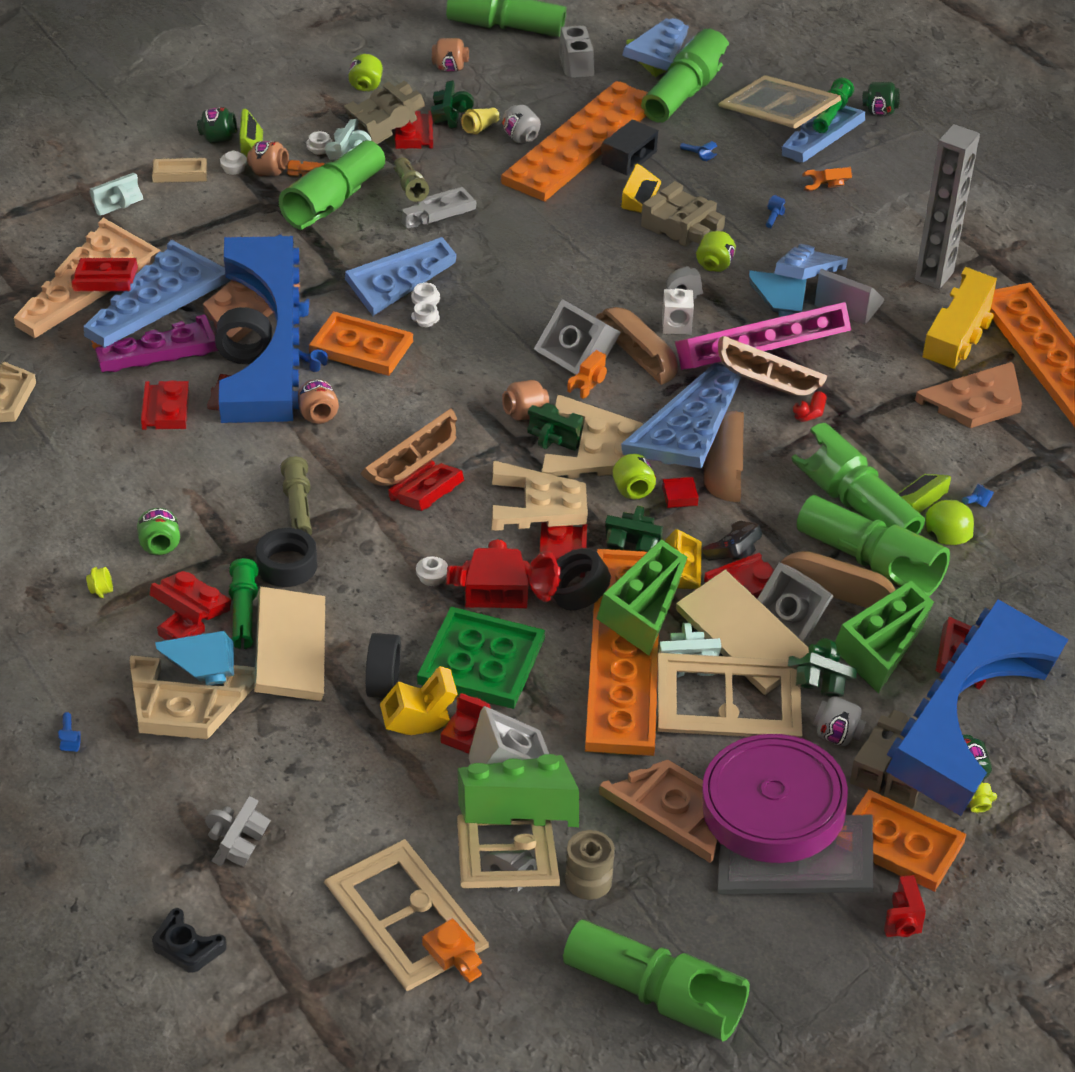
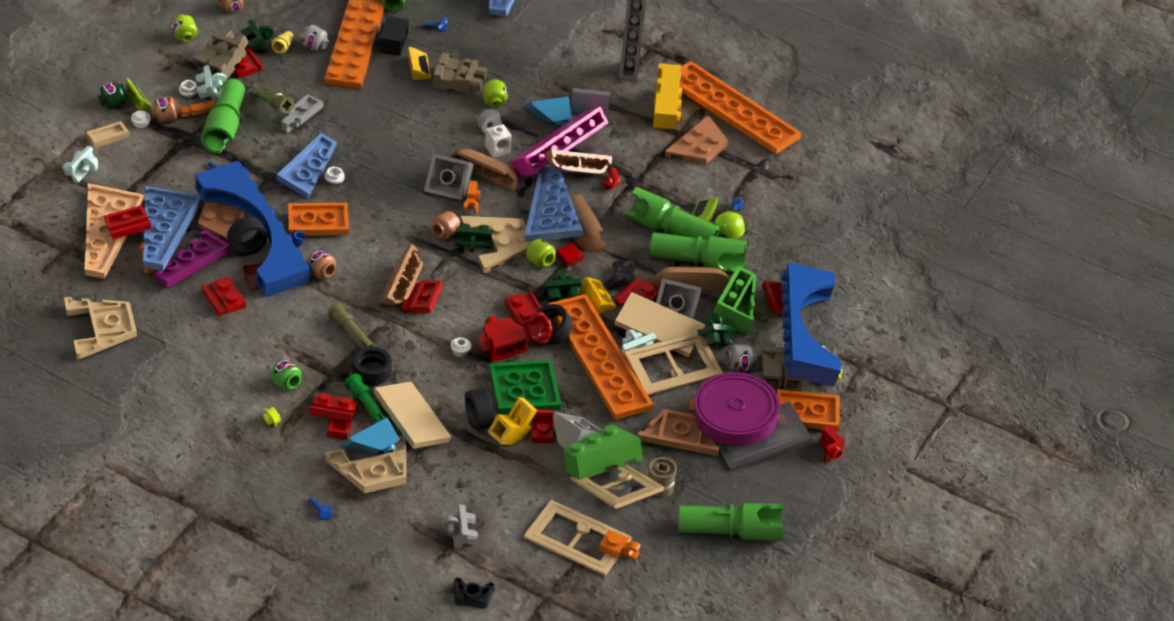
camera: 30 degrees left, 0 degrees up
(425, 314) = (343, 187): white plate -> none
(546, 498) = (499, 281): tan wing -> none
(643, 595) = (601, 323): bright green wedge -> none
(776, 206) = (509, 51): blue hand -> none
(807, 263) = (556, 86): medium blue wing -> none
(834, 177) = (533, 22): orange plate -> none

